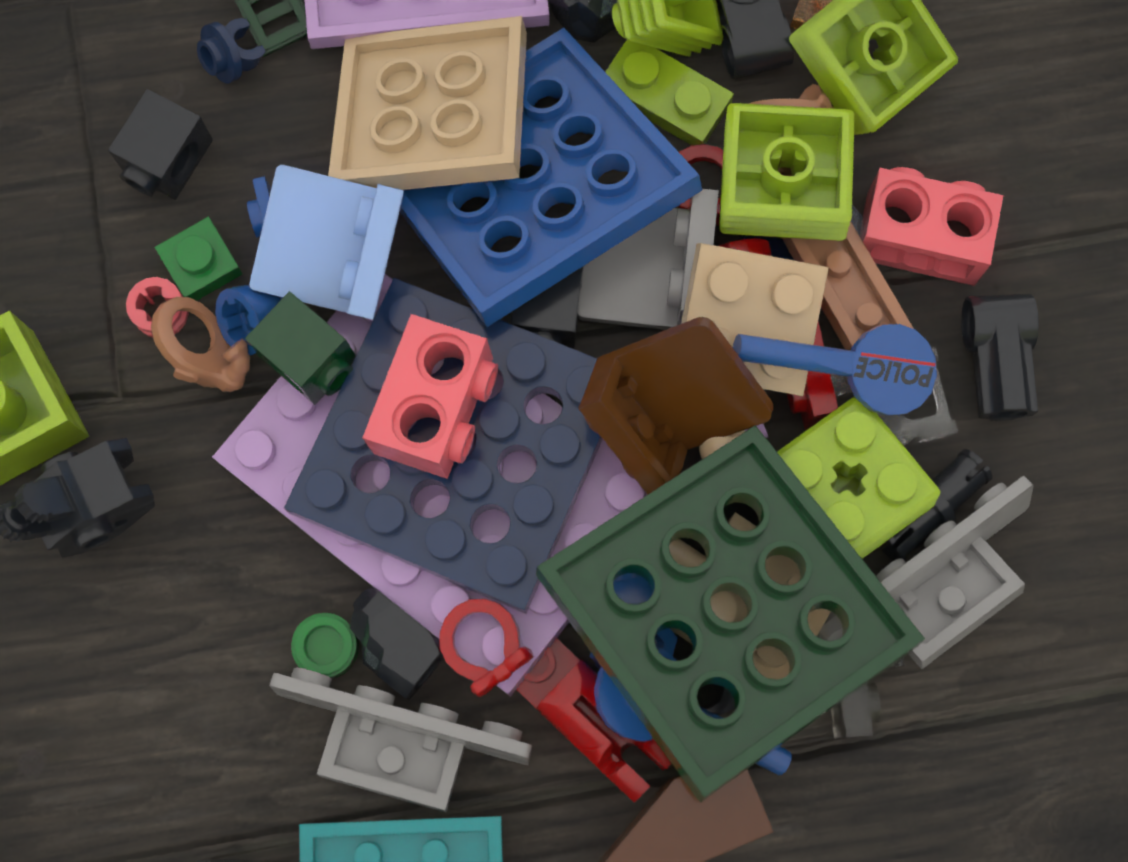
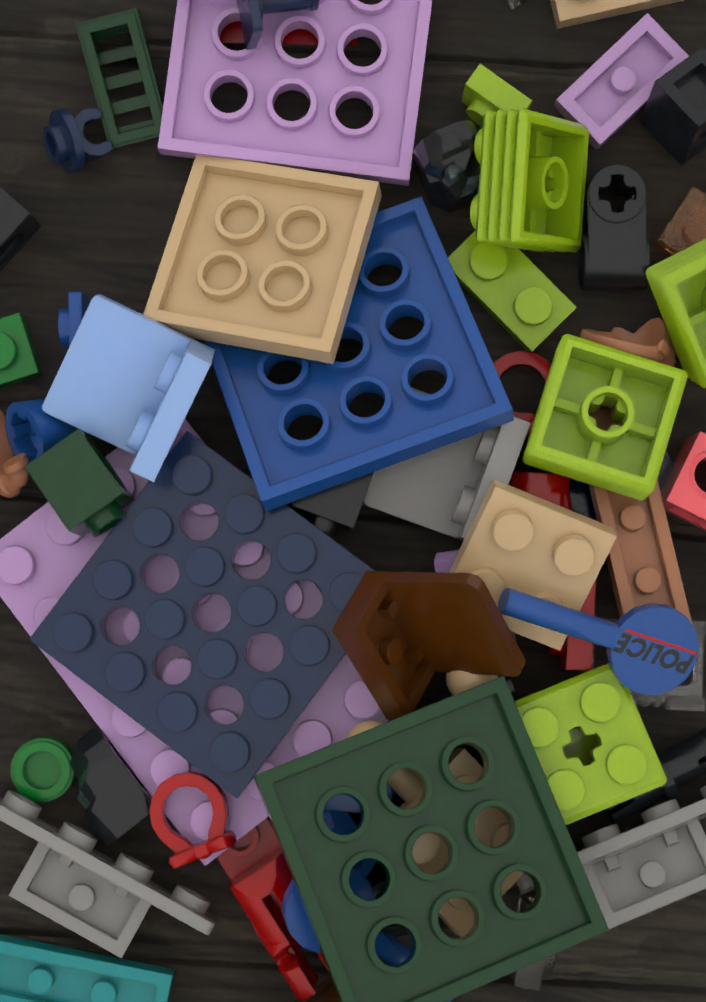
camera: 10 degrees right, 10 degrees up
(413, 394) = (177, 565): coral brick -> none

